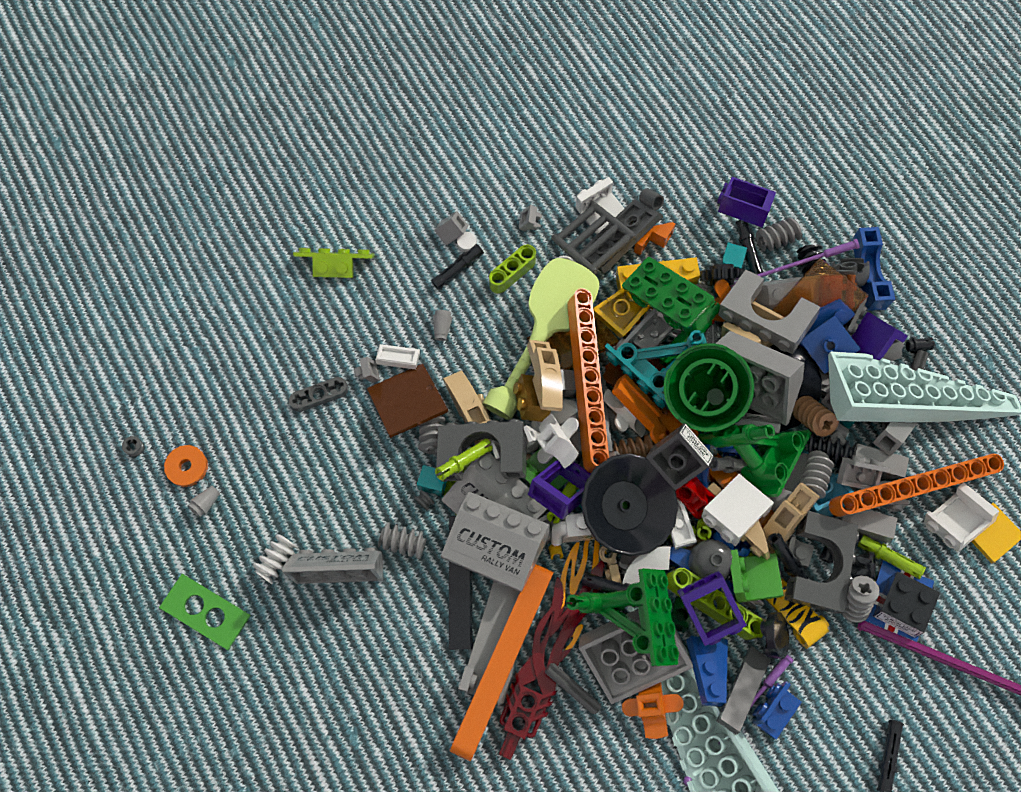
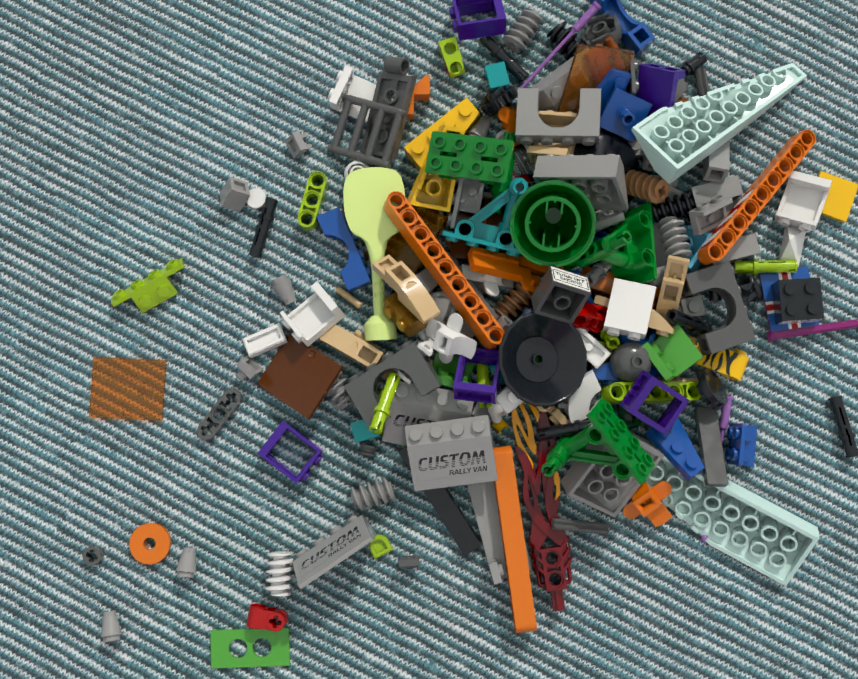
camera: 30 degrees left, 15 degrees up
(102, 515) = (110, 627): none -> light grey cone
(235, 590) = (263, 617): none -> red piece
(259, 329) = (127, 388): none -> clear orange piece
(349, 442) = (275, 438): none -> dark purple window
(378, 592) = (380, 546): none -> lime tile
(395, 622) = (409, 562): none -> dark grey tile
(451, 359) = (313, 316): none -> white panel
(494, 369) = (348, 297): none -> tan piece
(510, 344) = (354, 273): none -> blue arch
(703, 222) = (451, 57): none -> lime leg
(861, 597) = (762, 318): light grey piece -> none
(930, 553) = (792, 244): none -> white slope

